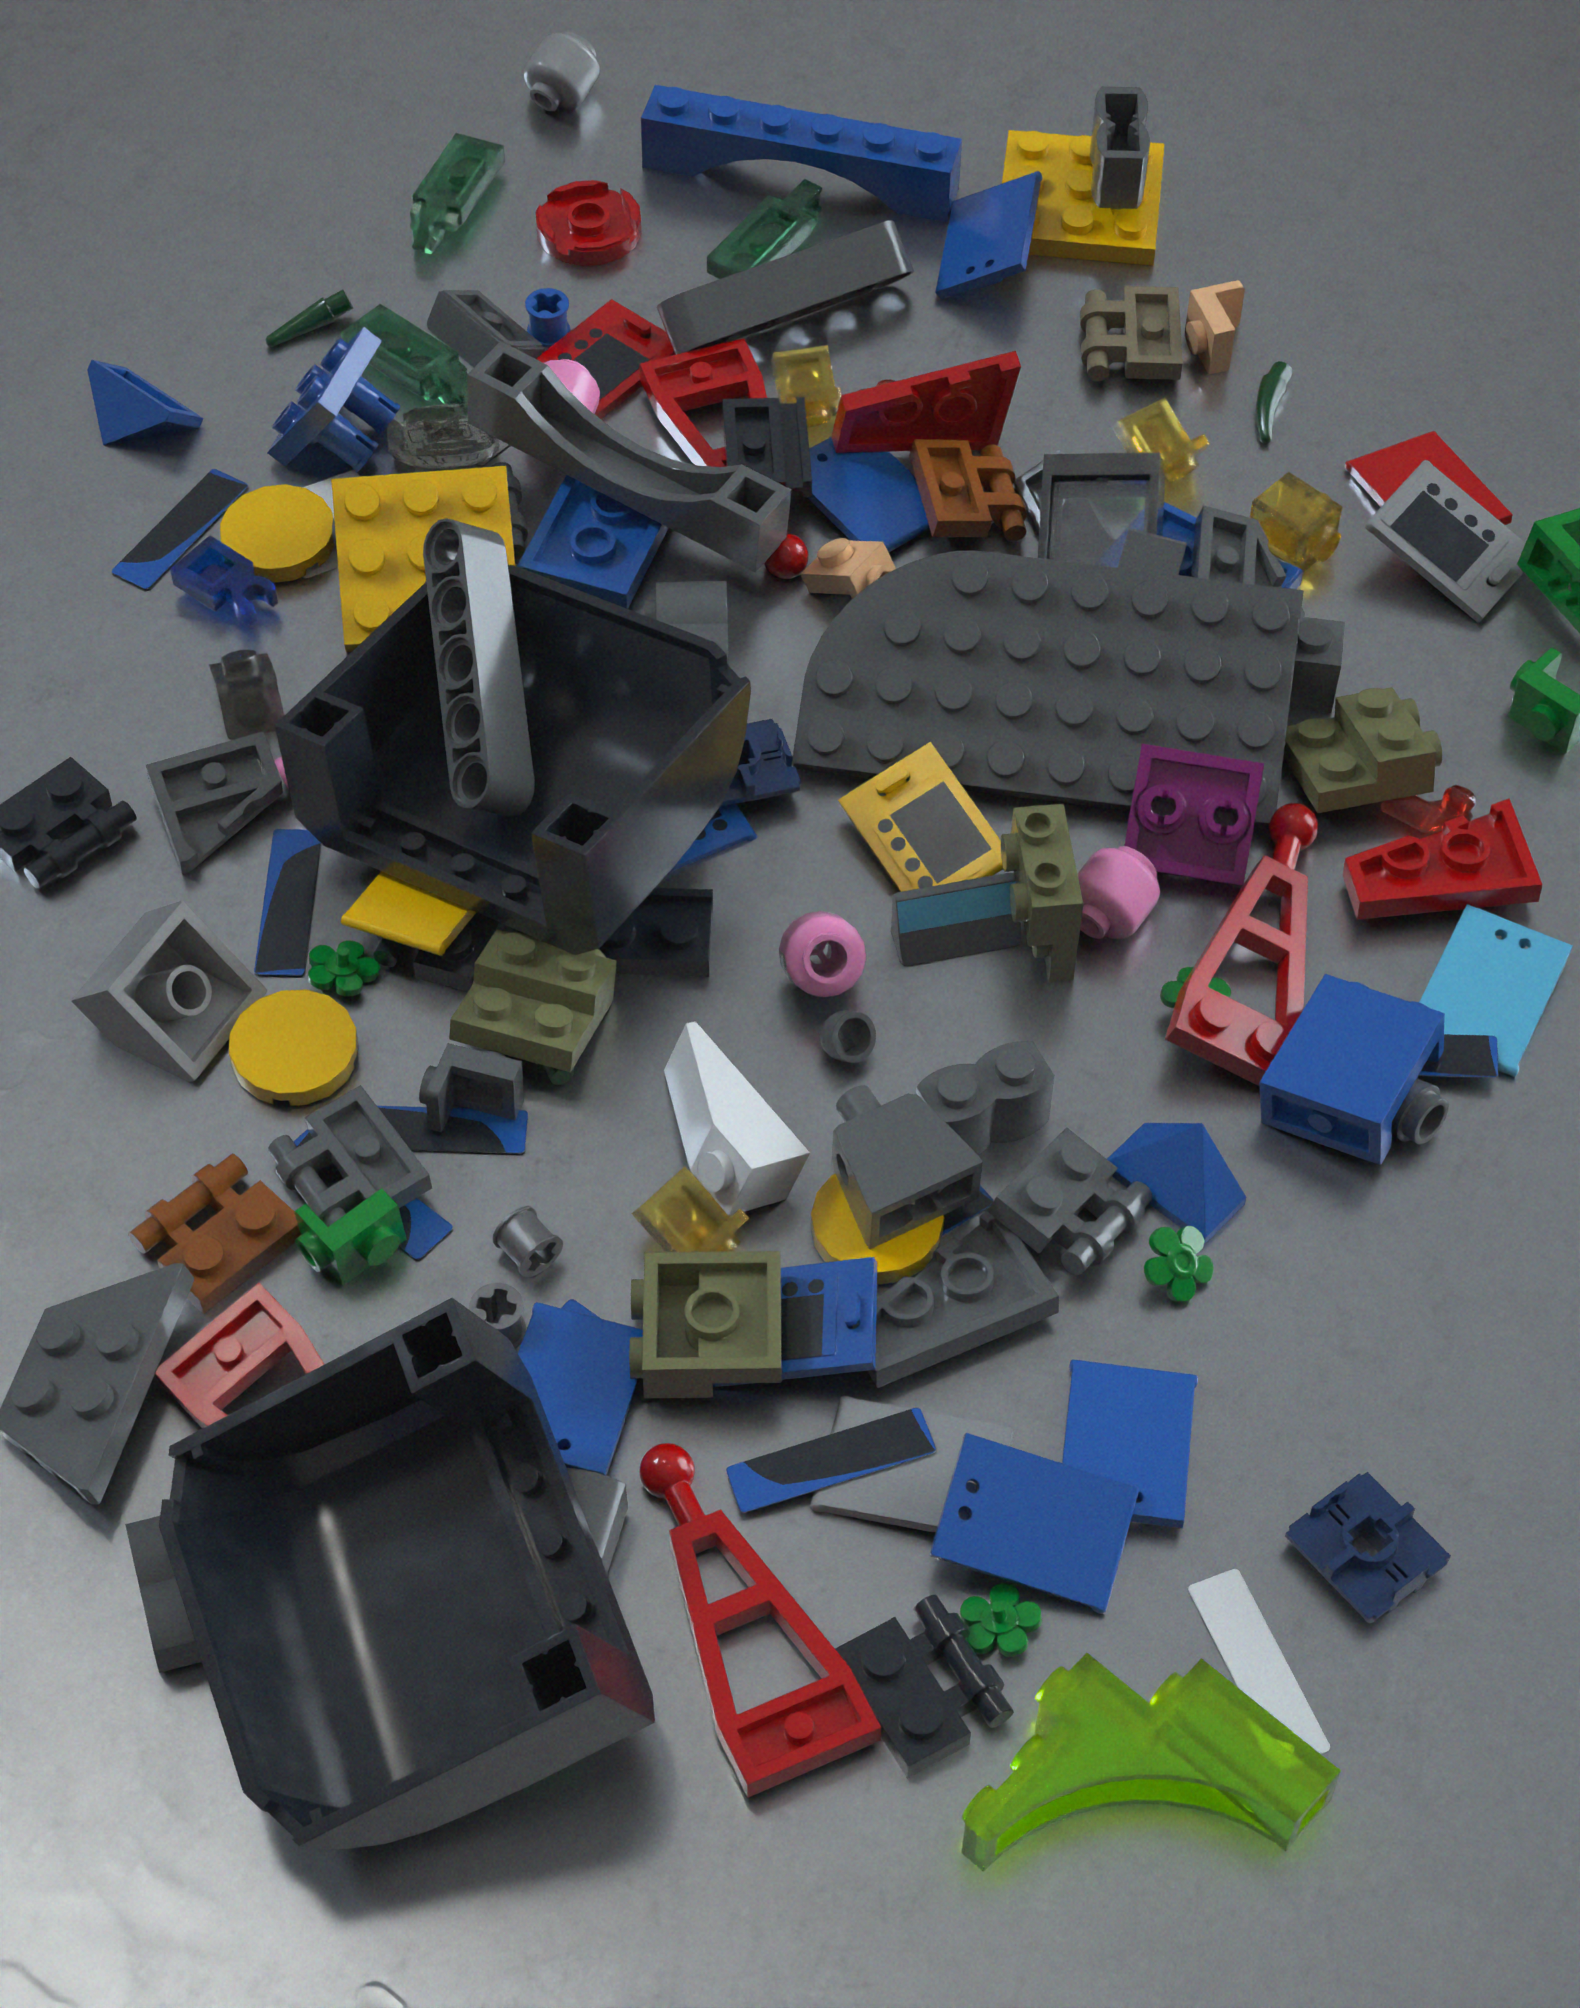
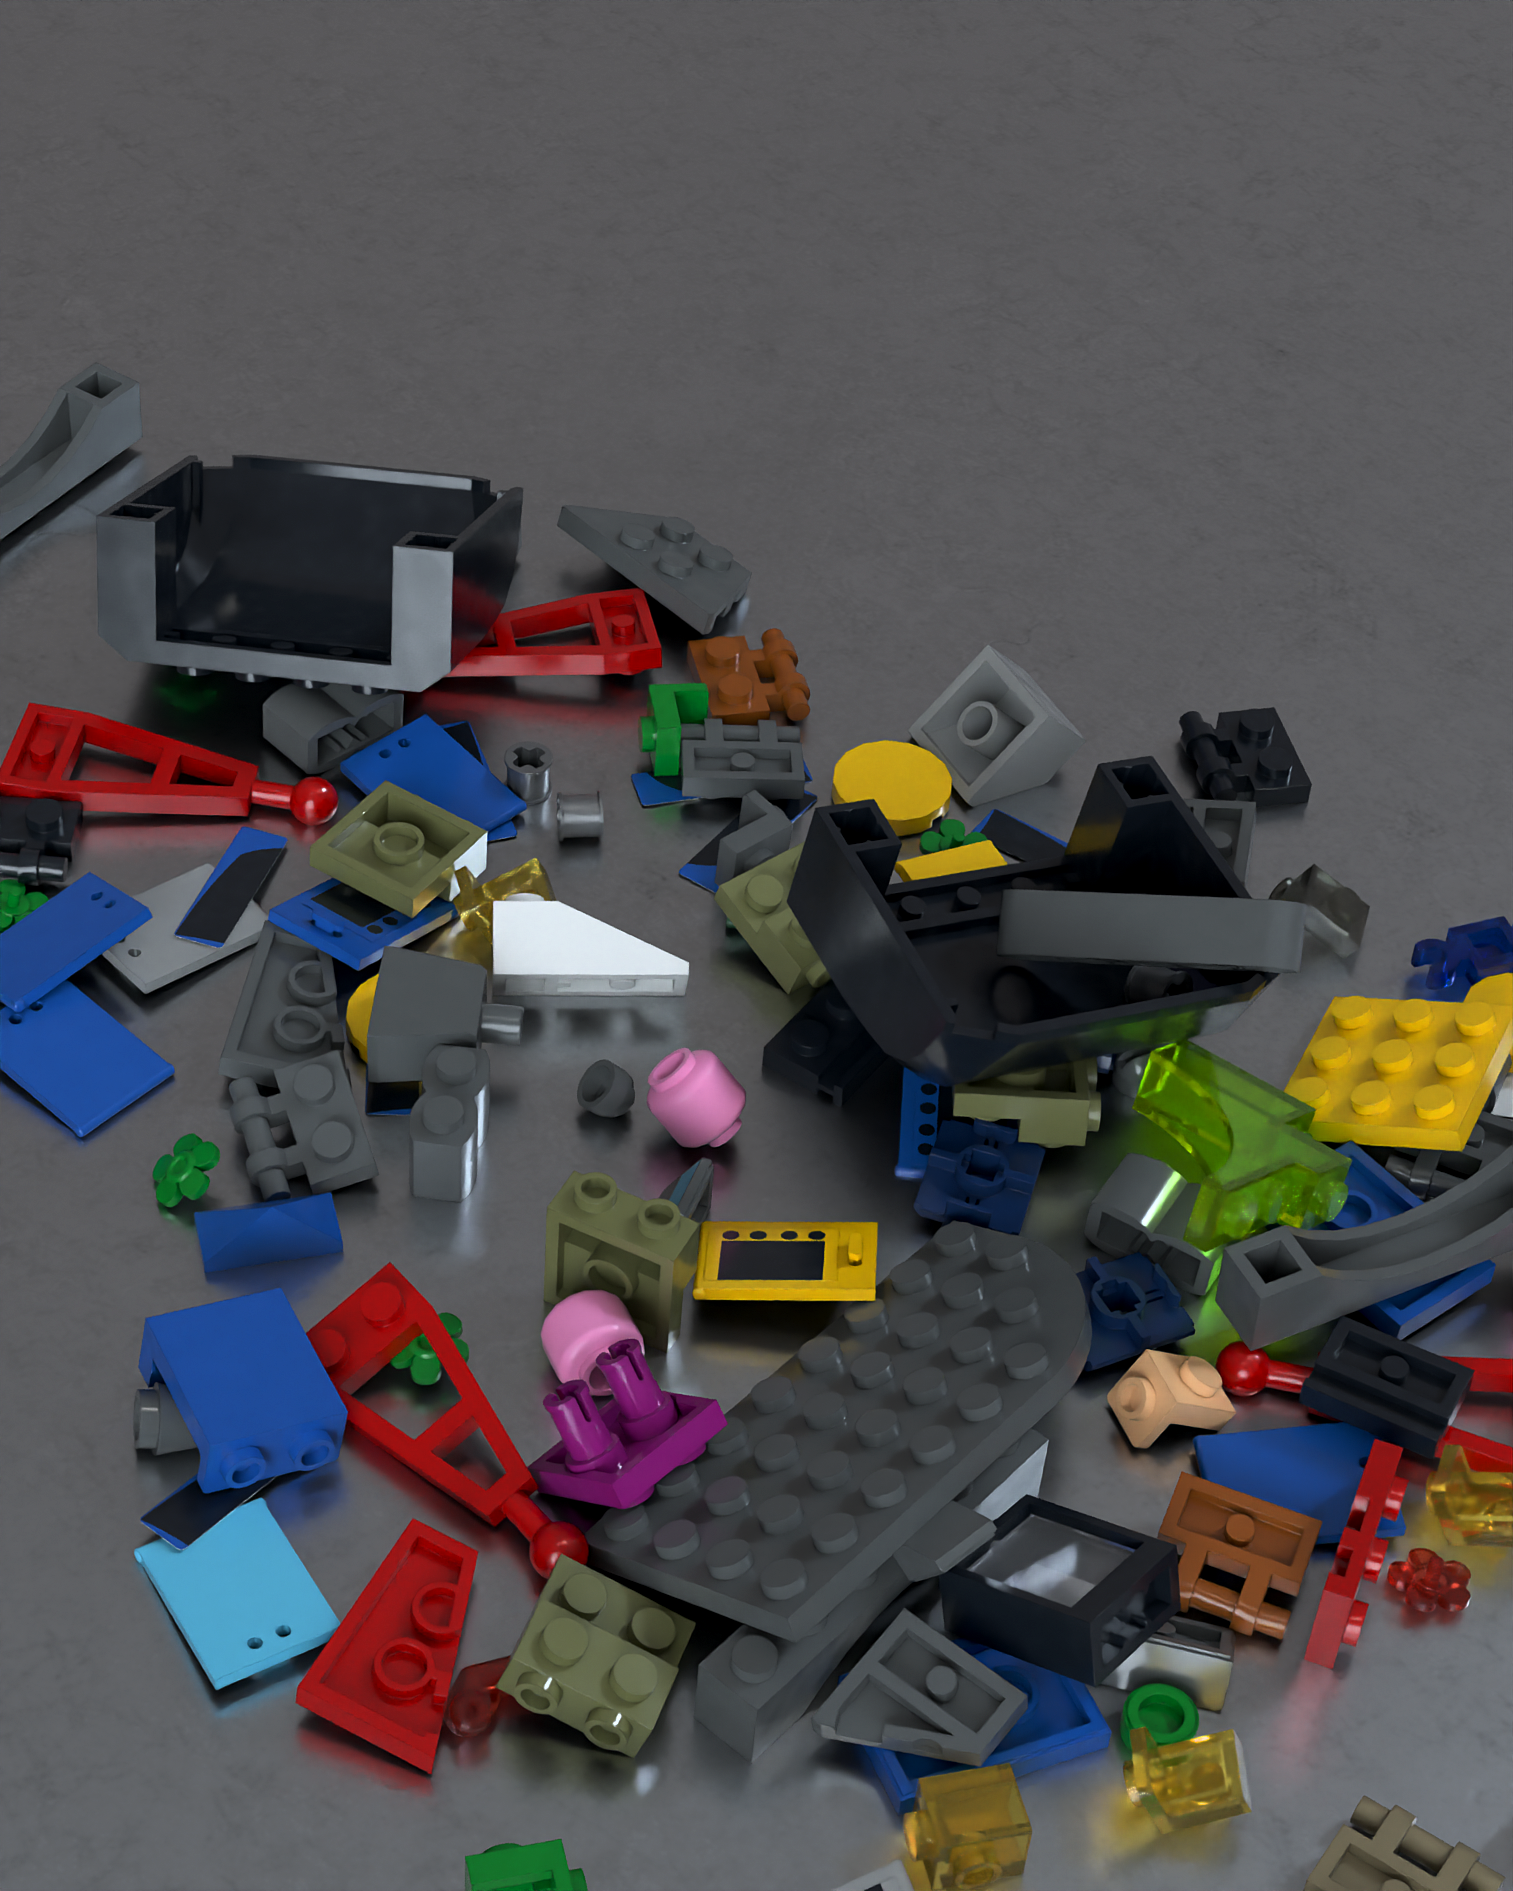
camera: 120 degrees right, 10 degrees down
(646, 555) = (1247, 1142): none -> clear neon green arch
(773, 625) = (1145, 1294): none -> dark blue piece

